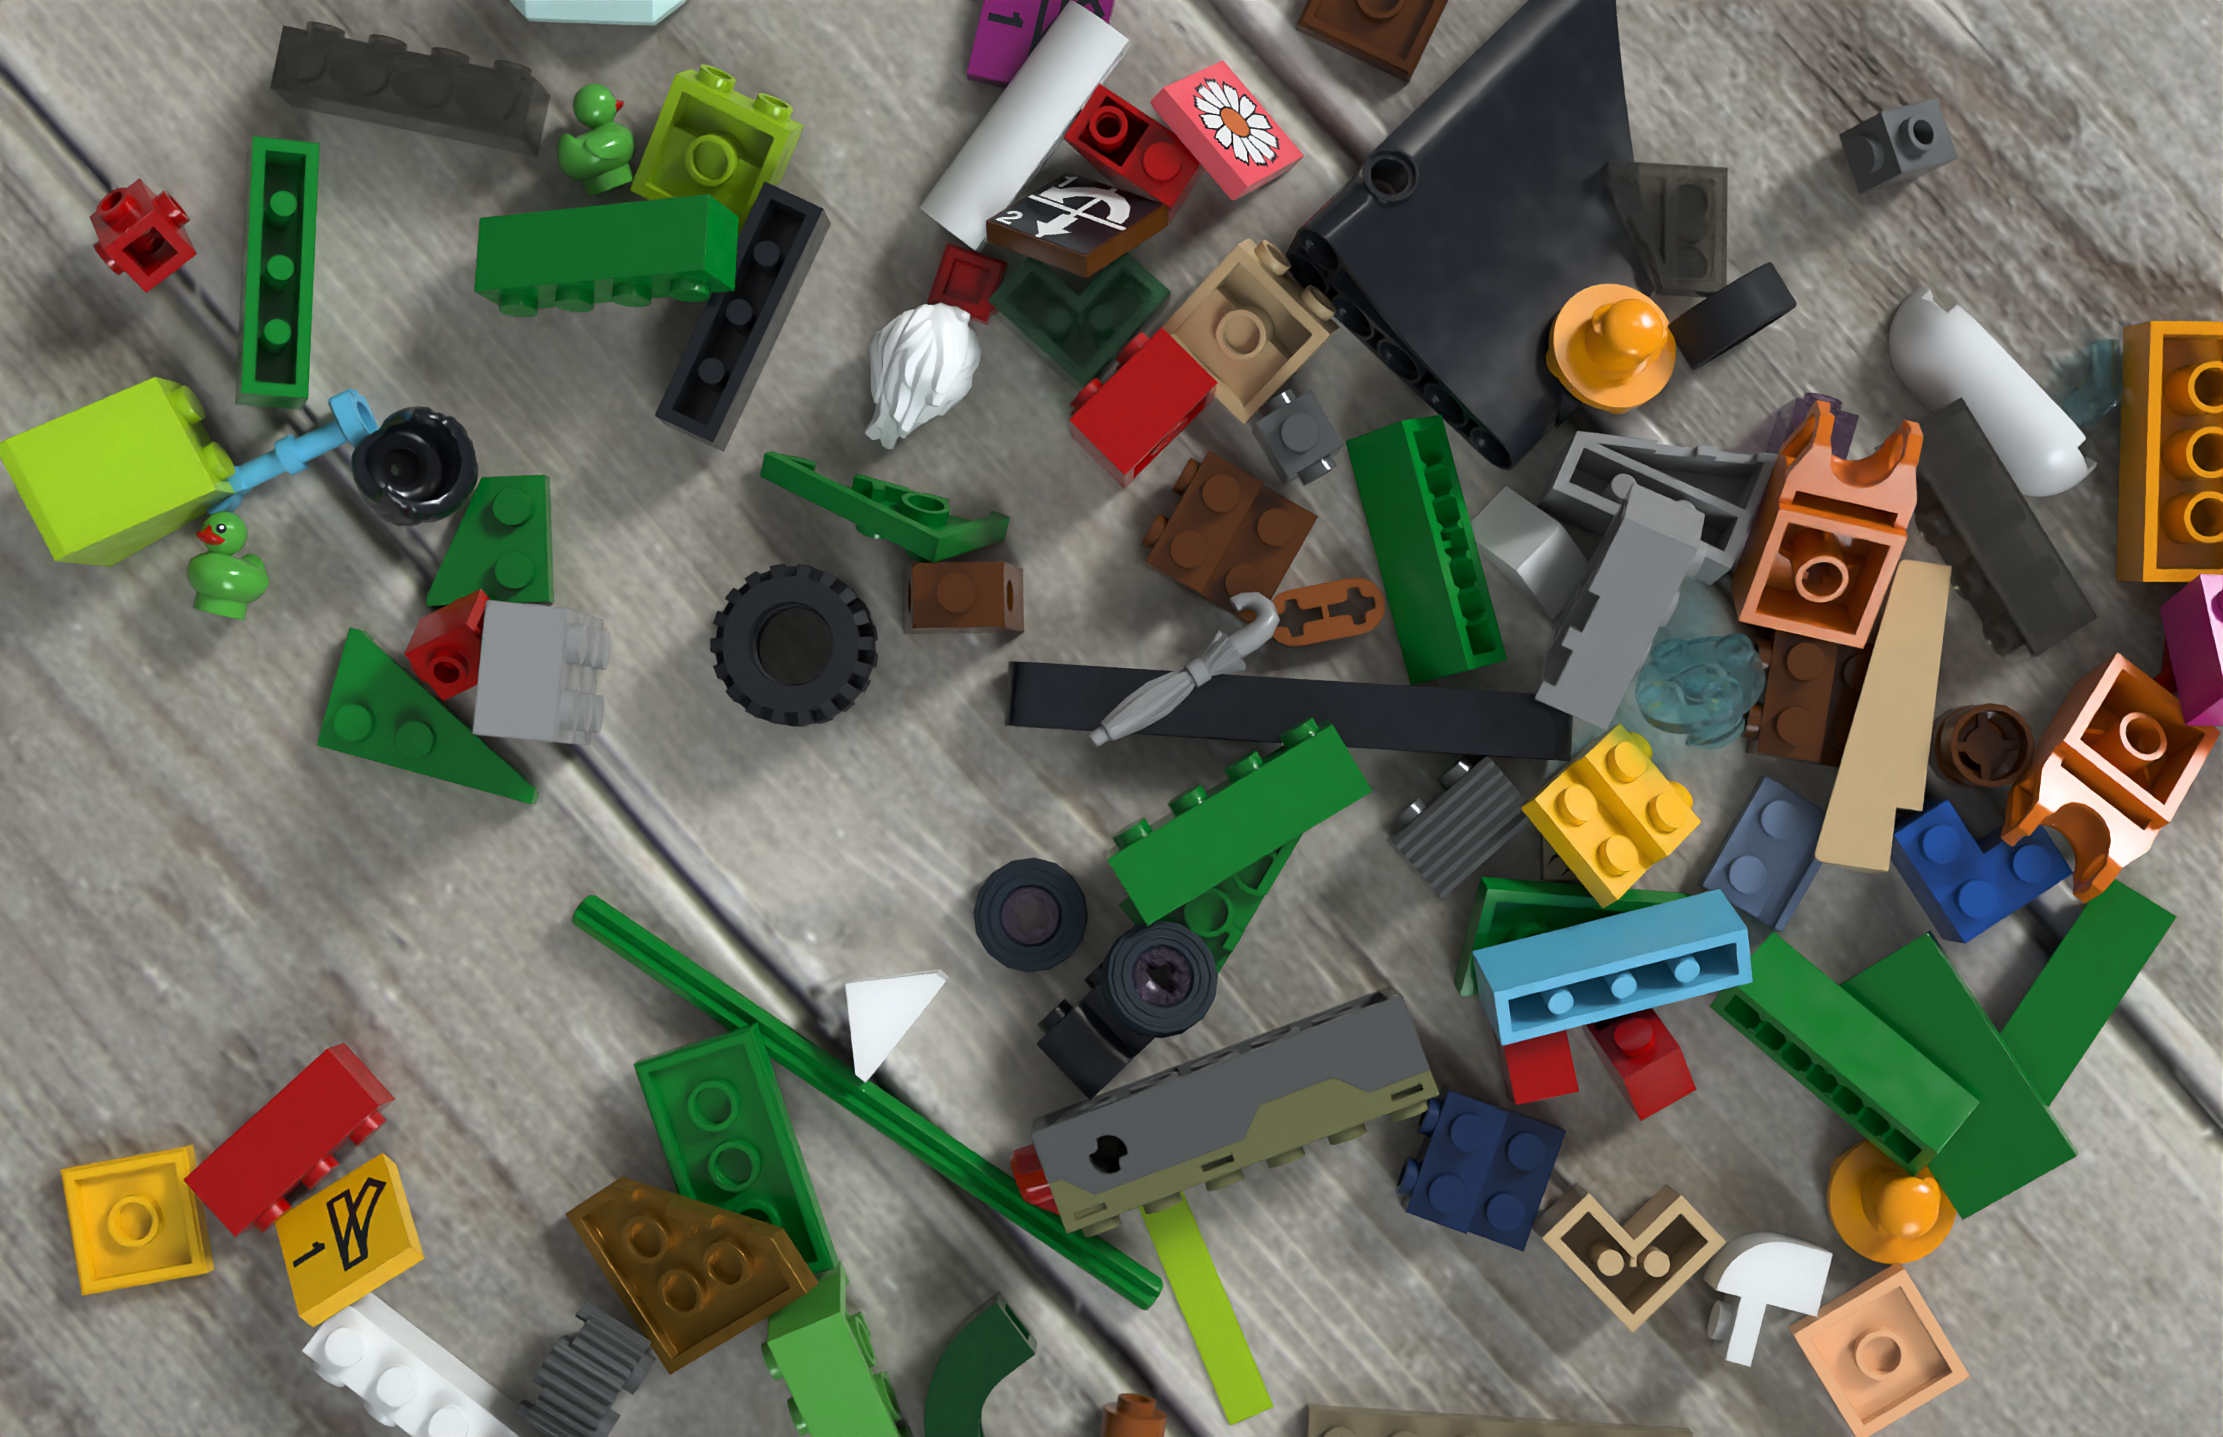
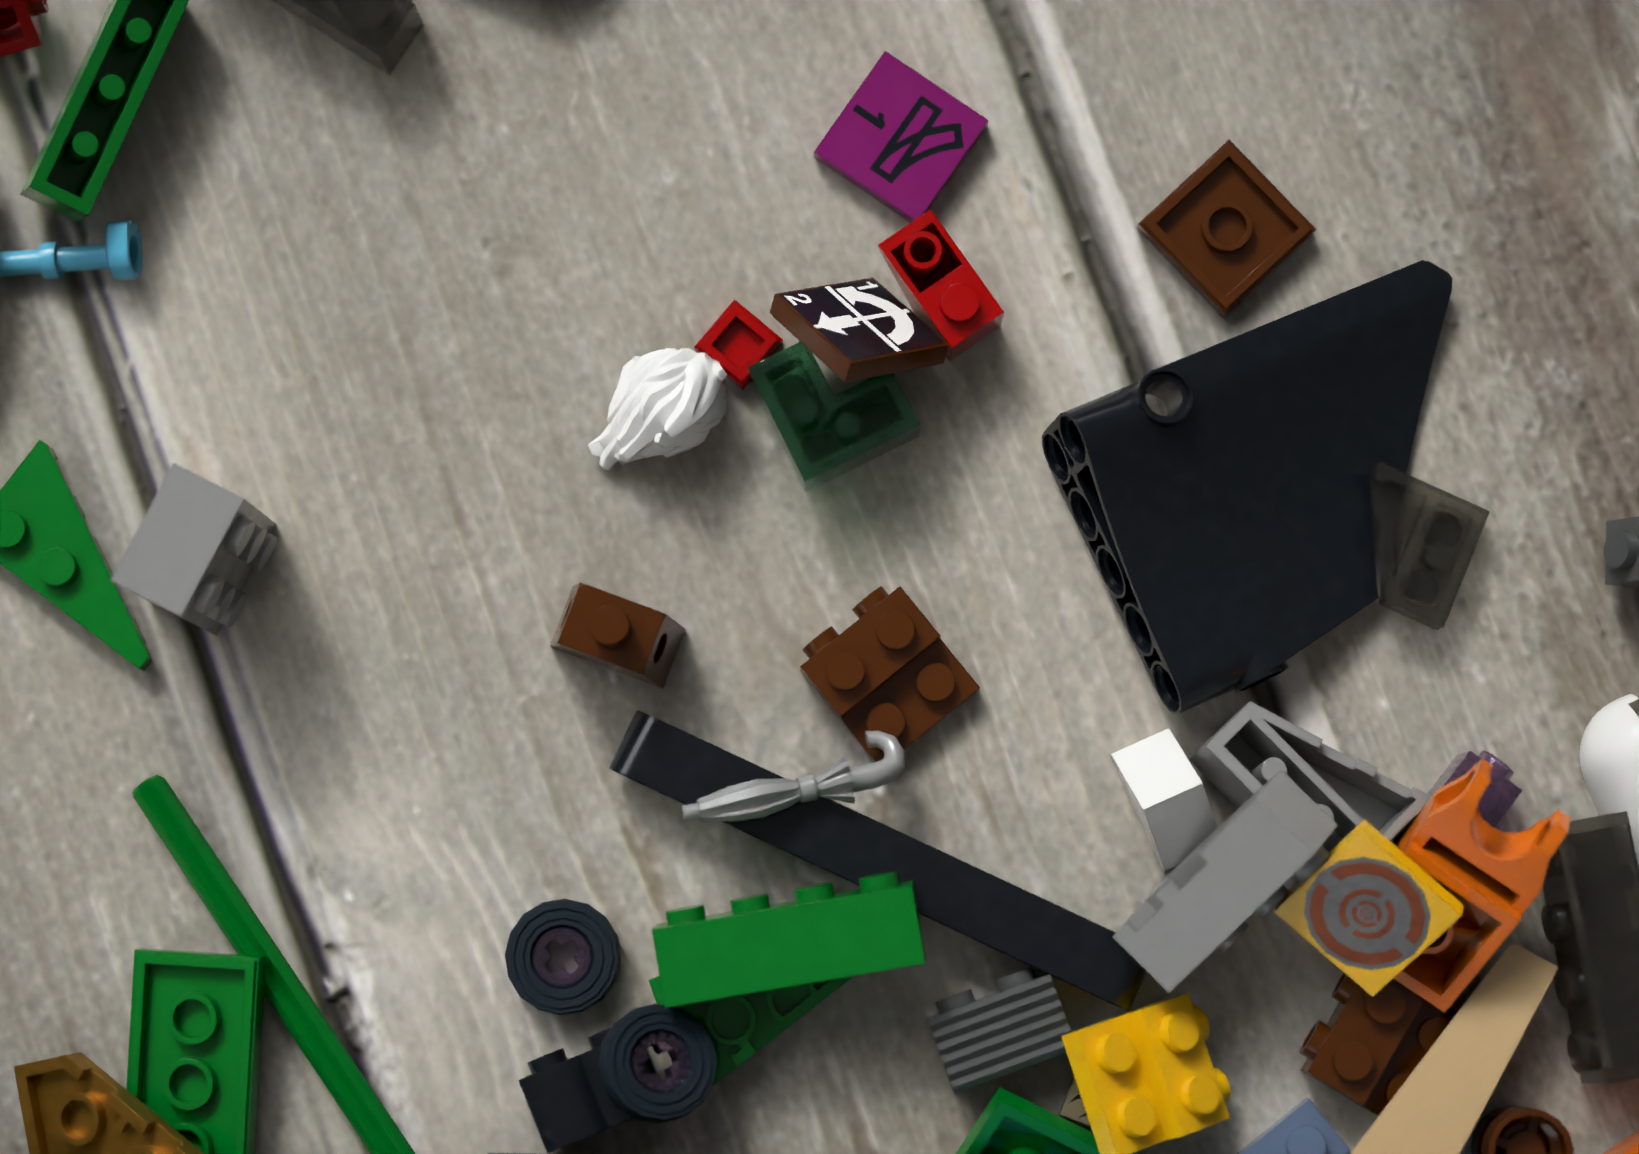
camera: 20 degrees right, 5 degrees down
(433, 464) = (178, 319): black piece -> none
(448, 645) = (122, 490): red brick -> none
(501, 545) = (208, 419): green wing -> none
(604, 153) = (450, 95): bright green animal -> none
(607, 255) = (414, 191): green brick -> none
(716, 142) = (554, 136): lime plate -> none
(740, 636) = (399, 584): black tyre -> none
(744, 323) = (518, 295): black brick -> none
(884, 1010) = (389, 993): white slope -> none
(888, 510) = (581, 526): green wing -> none
(1026, 123) = (848, 220): white brick -> none
(1141, 405) = (852, 519): red brick -> none
(1226, 129) = (1033, 296): coral tile -> none
(1252, 326) = (983, 487): tan plate -> none
(1297, 437) = (988, 606): dark grey brick -> none
(1328, 627) = (948, 796): dark orange beam -> none
(1426, 549) = (1069, 758): green brick -> none
(1611, 348) = (1314, 637): light orange plate -> none
(1701, 688) = (1276, 991): clear light blue plate -> none
(1731, 315) = (1438, 650): black tyre -> none
(1763, 579) = (1369, 908): none -> tile

